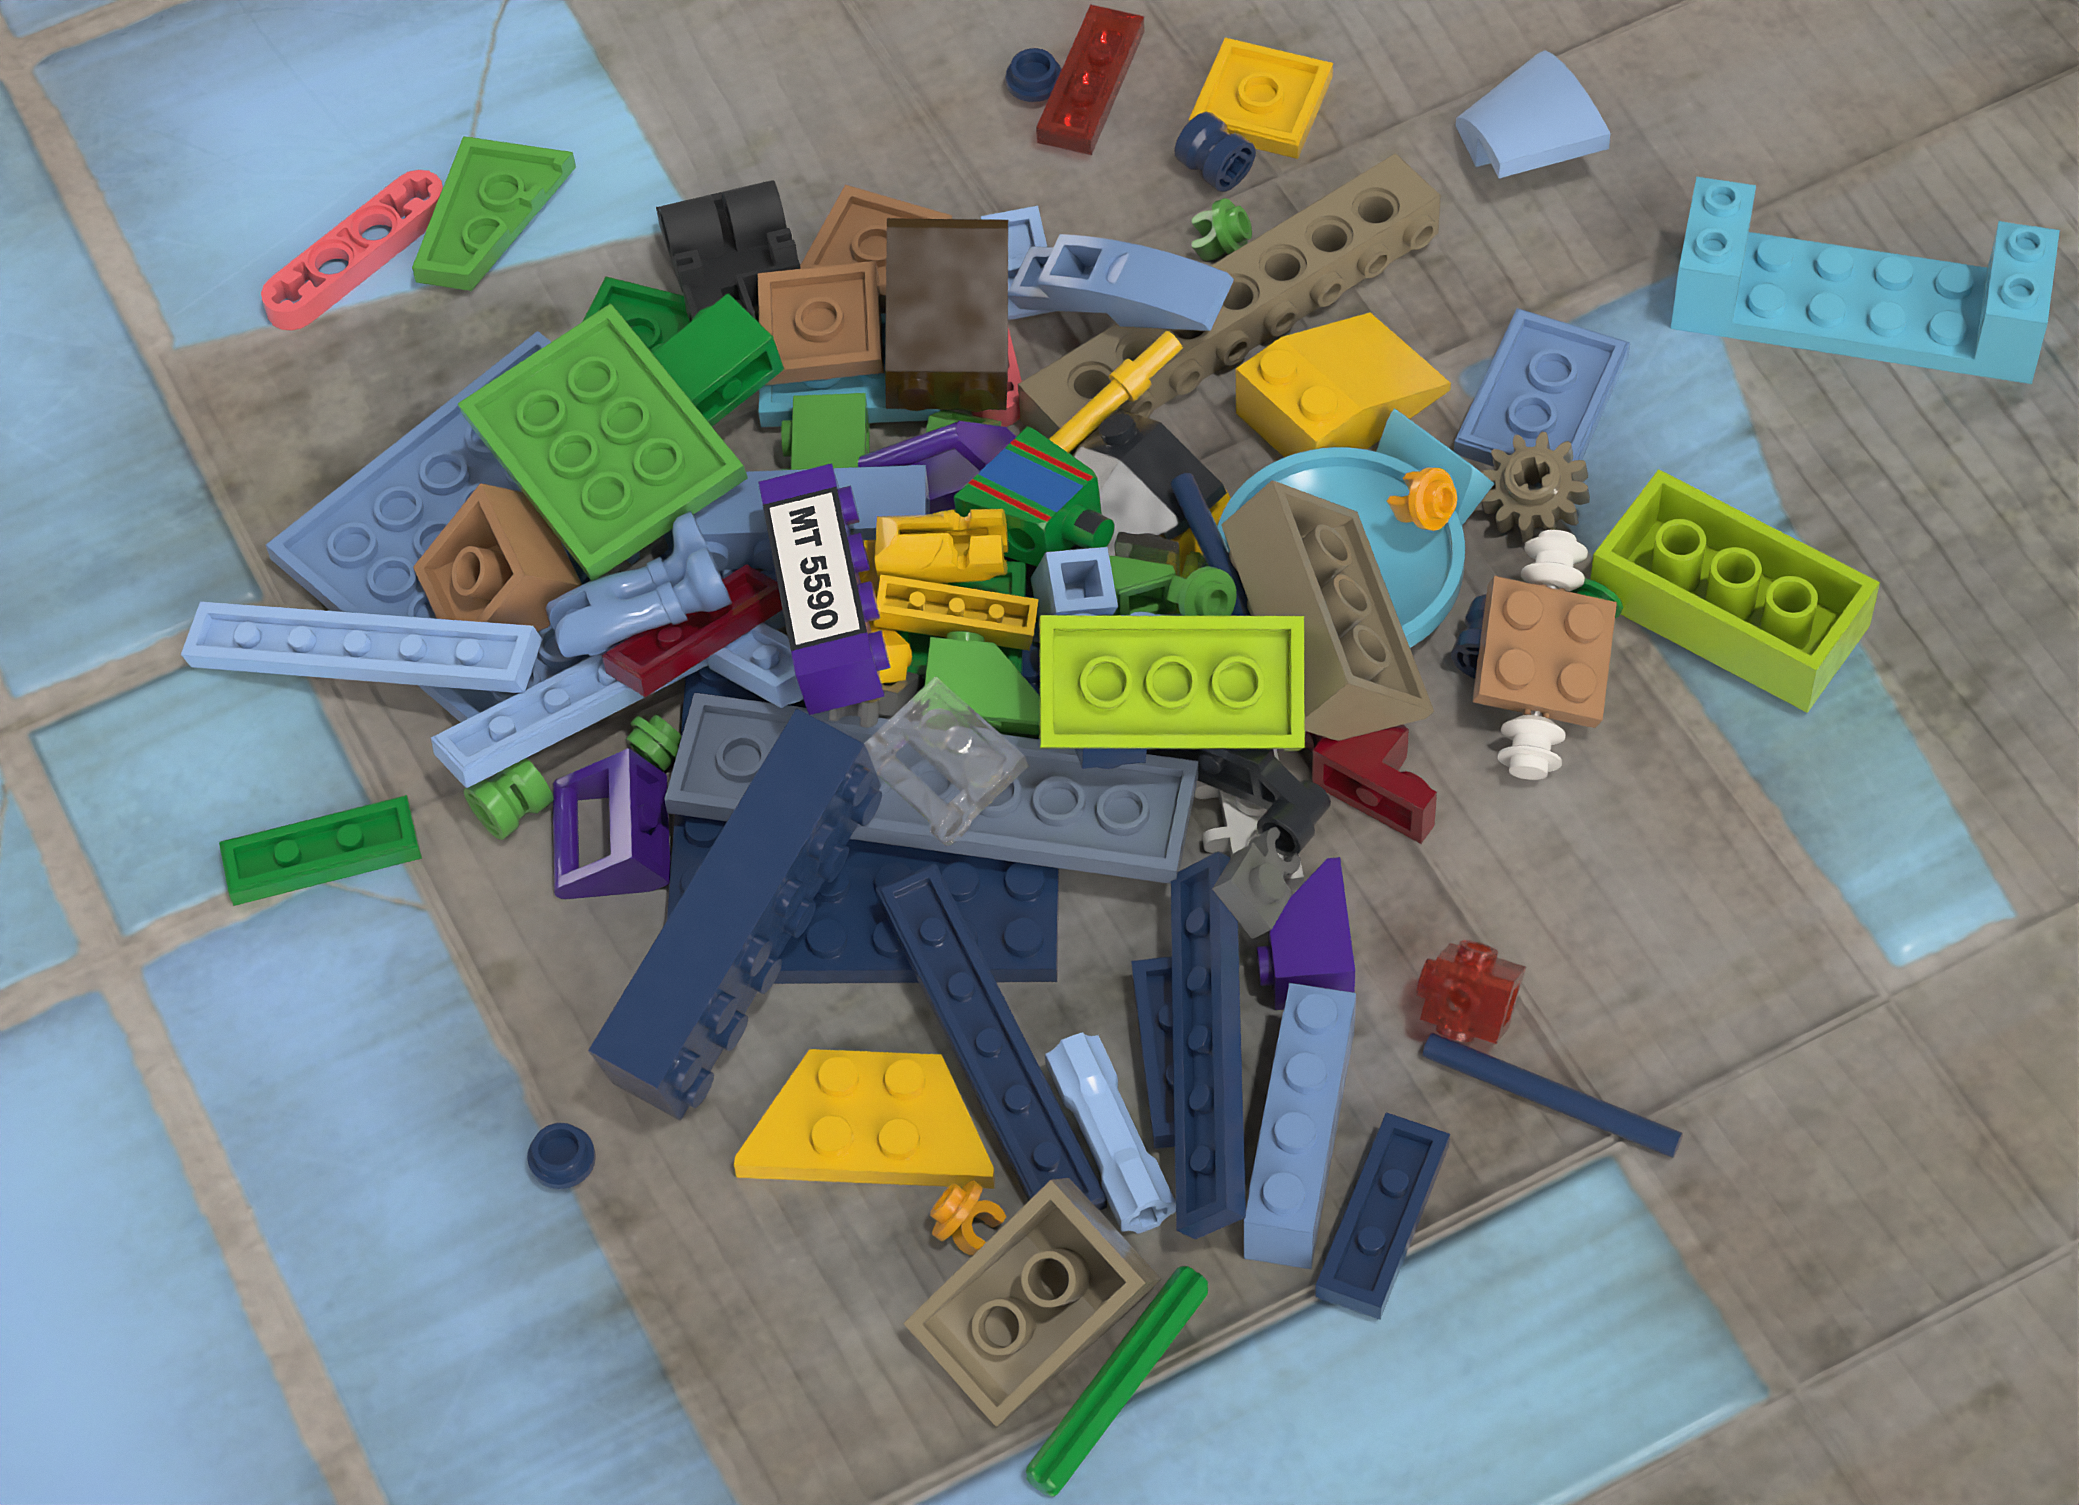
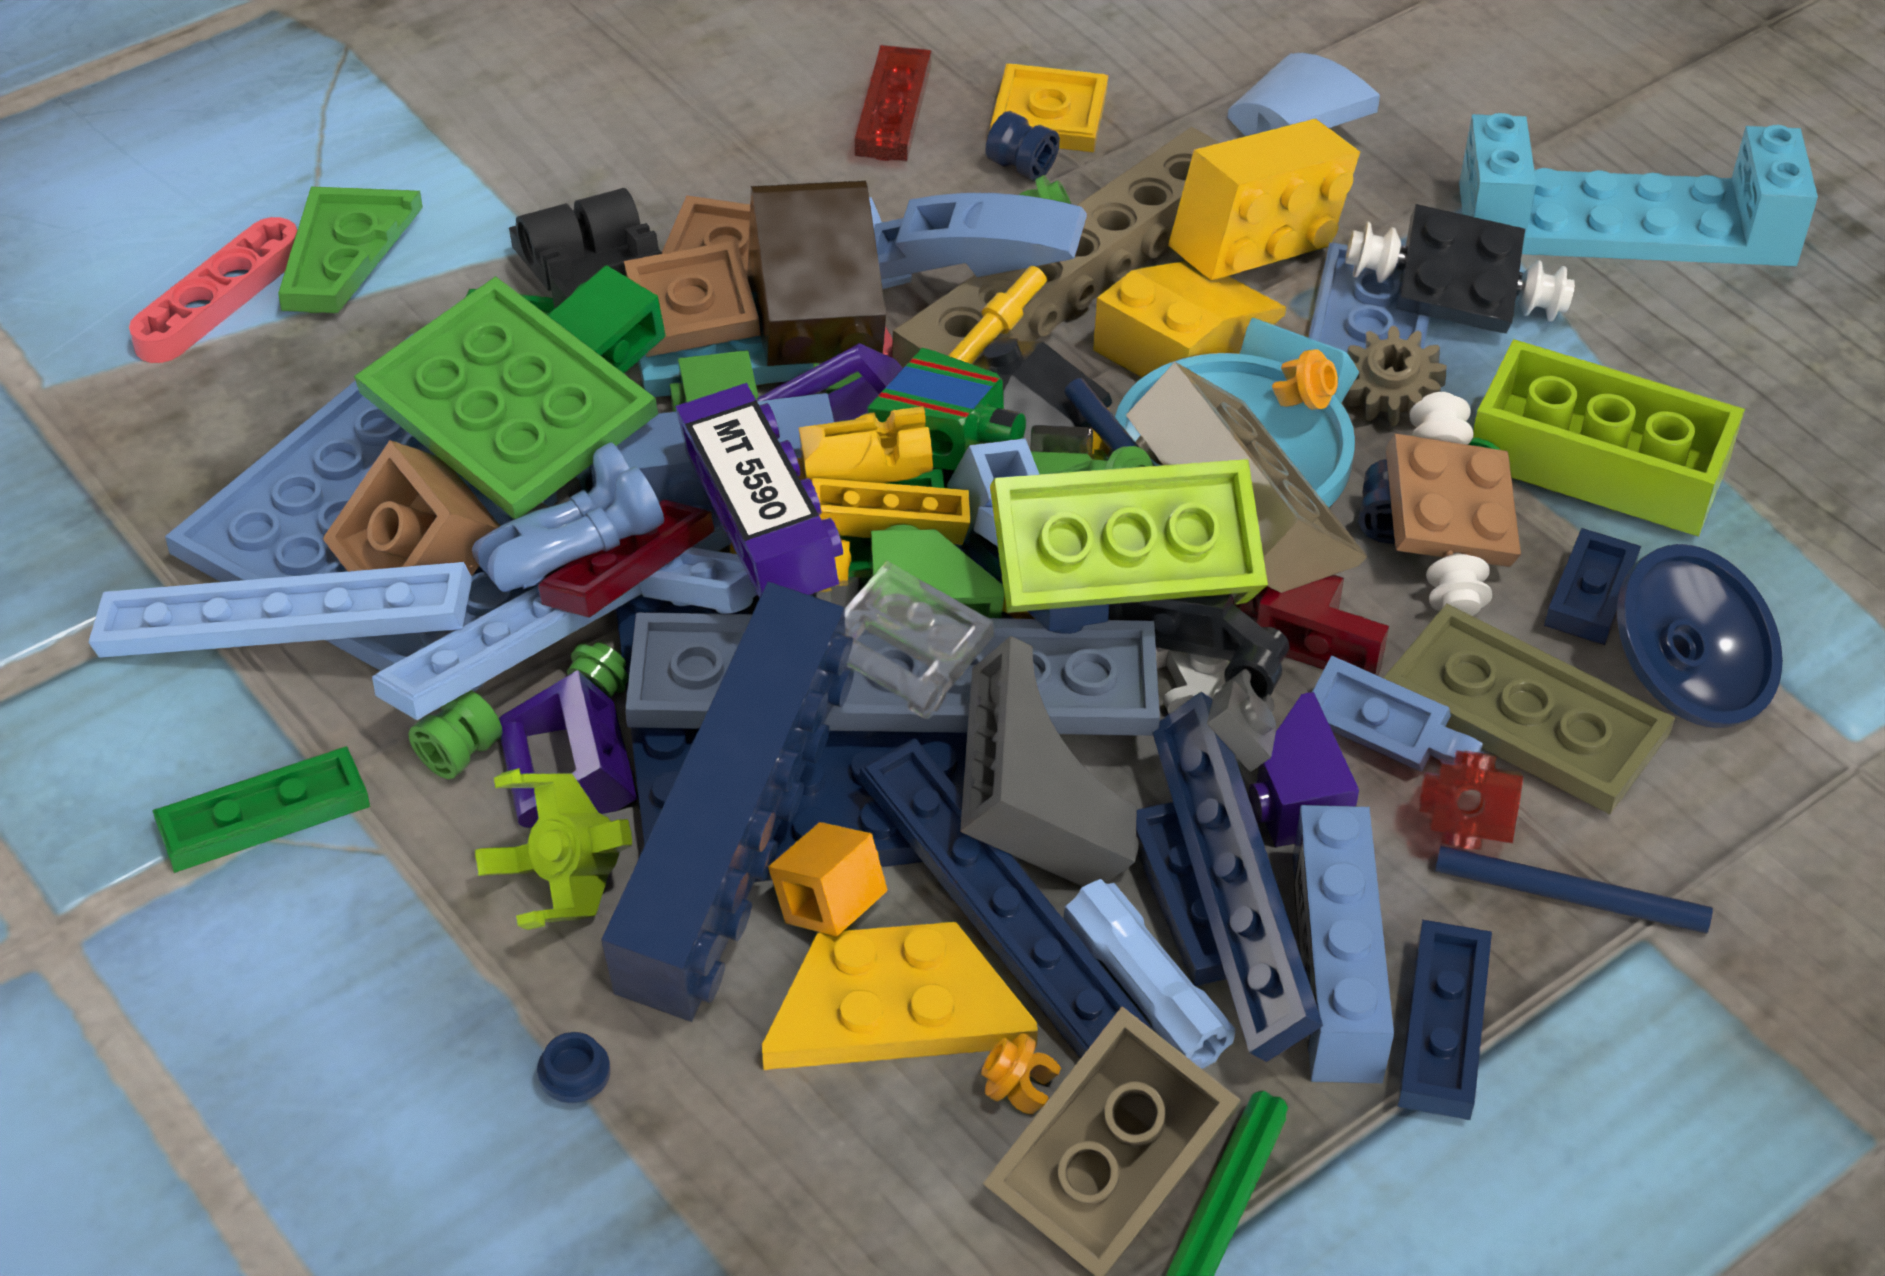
camera: 15 degrees left, 10 degrees down
(591, 934) = (566, 846): none -> lime piece
(827, 997) = (828, 878): none -> light orange brick
(1027, 931) = (1029, 788): none -> dark grey arch
(1032, 75) = (839, 104): dark blue plate -> none
(1414, 887) = (1387, 716): none -> medium blue plate
(1443, 260) = (1263, 198): none -> yellow brick
(1563, 892) = (1533, 707): none -> olive plate
(1640, 364) = (1460, 269): none -> black plate
(1673, 761) = (1591, 585): none -> dark blue plate
(1785, 833) = (1699, 636): none -> dark blue dish

